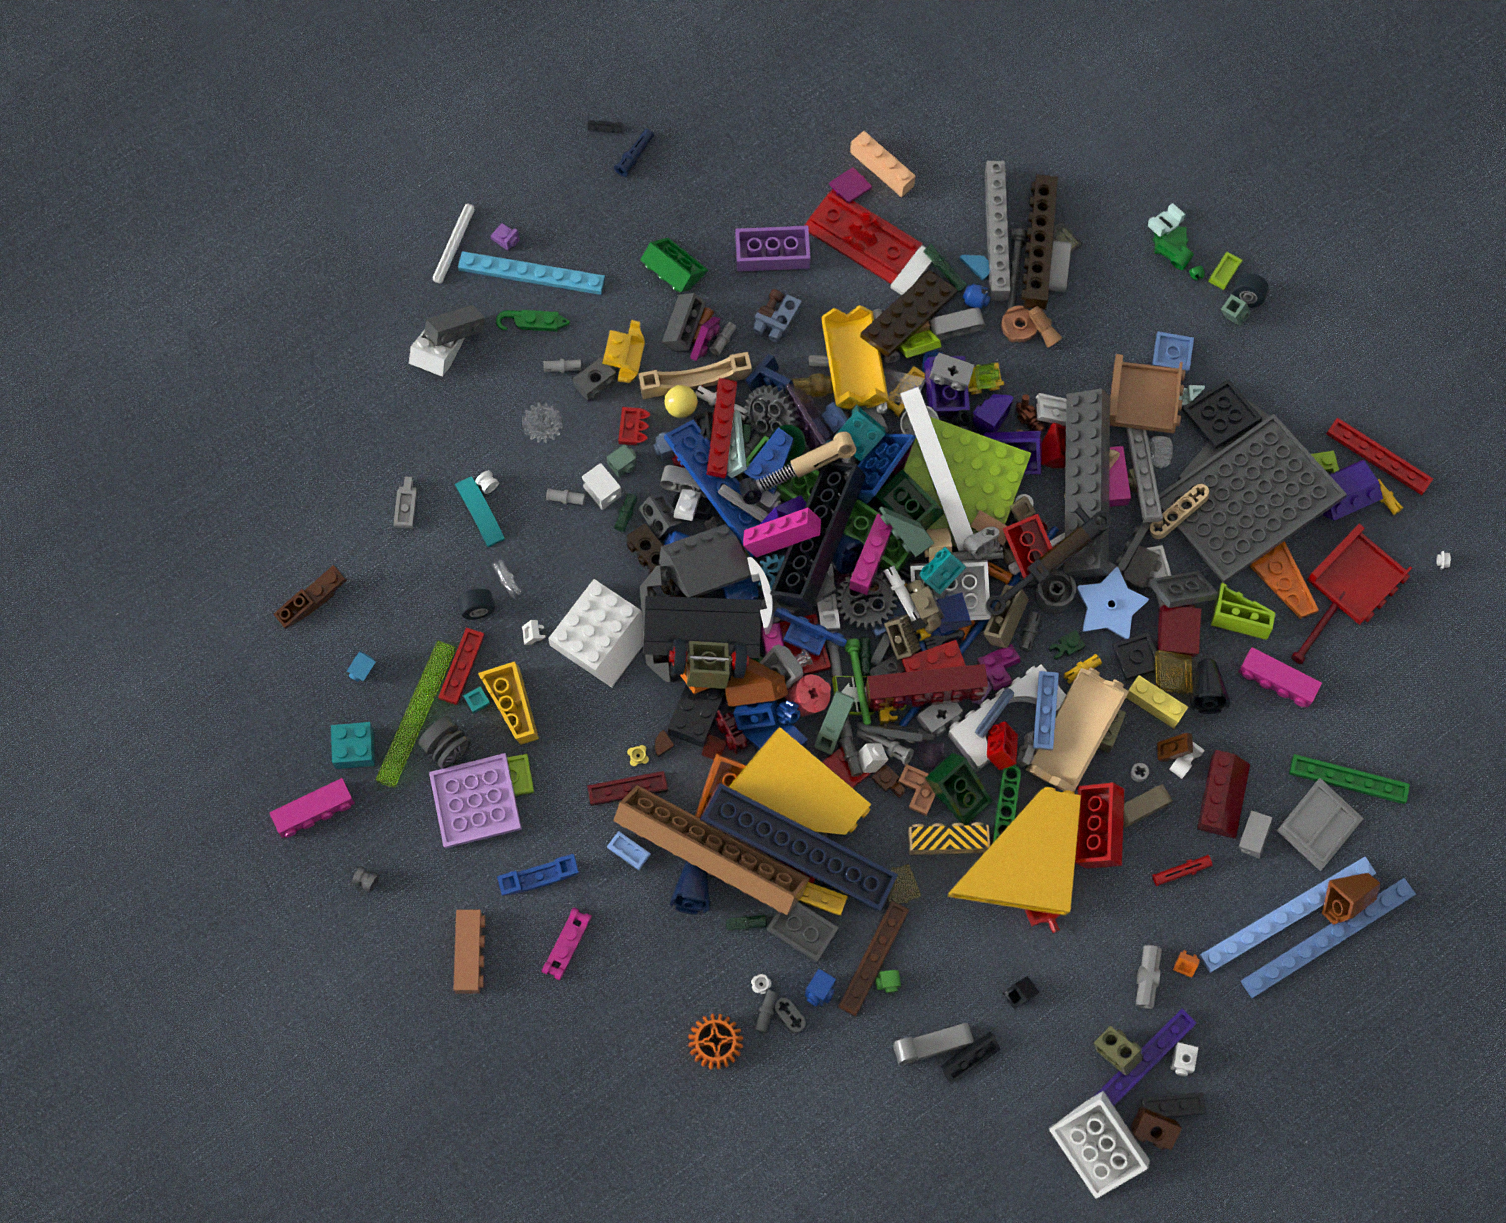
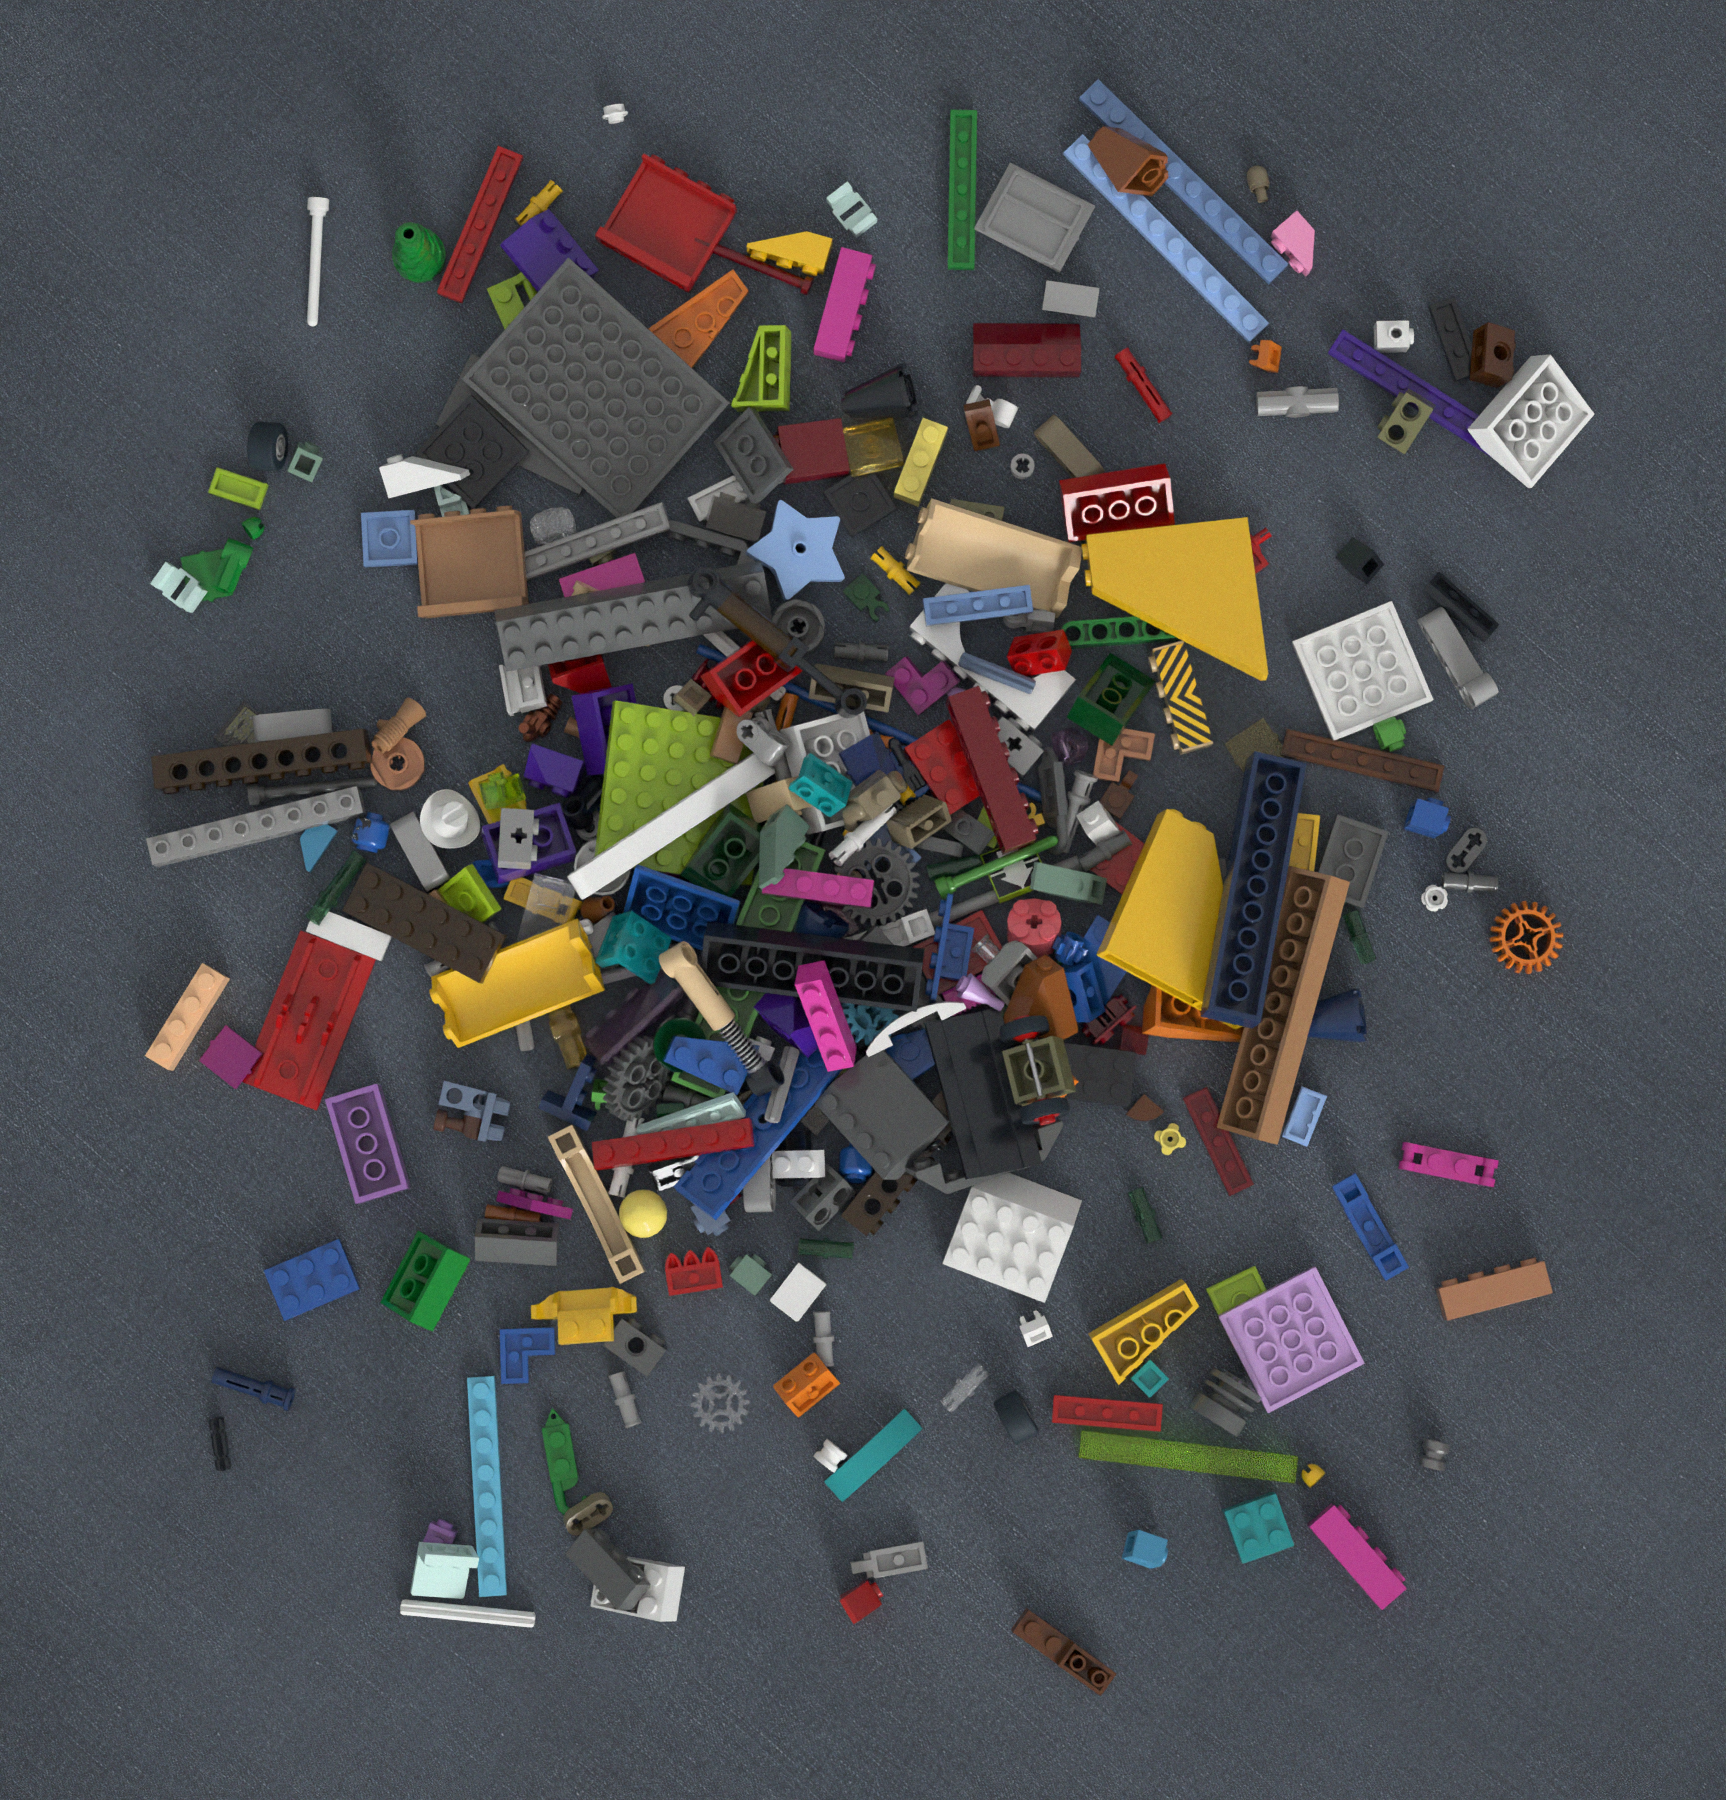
camera: 100 degrees left, 15 degrees up
(377, 793) = (1313, 1476): none -> yellow hinge
(384, 475) = (861, 1600): none -> red slope
(485, 231) = (442, 1569): none -> light aqua bracket
(496, 325) = (588, 1513): none -> dark tan beam
(538, 477) = (806, 1384): none -> orange bracket
(589, 724) = (1145, 1215): none -> clear green pin
(615, 310) = (518, 1345): none -> blue plate
(694, 201) = (312, 1279): none -> blue plate
(776, 637) = (973, 990): none -> lavender cone
(834, 417) = (617, 989): medium blue bracket -> none
(892, 415) = (596, 908): none -> dark orange cone
(939, 973) = (1362, 671): none -> white plate
(975, 344) = (449, 820): none -> white hat
(1179, 511) = (640, 479): tan beam -> none
(1213, 374) = (416, 474): none -> white slope
(1269, 1007) = (1296, 240): none -> bright pink slope
(1318, 991) = (1258, 182): none -> dark tan cylinder
(1325, 656) = (799, 250): none -> yellow slope
(1355, 696) = (844, 199): none -> light aqua piece
(1367, 410) = (418, 253): none -> green cone
(1407, 358) = (318, 207): none -> white piece

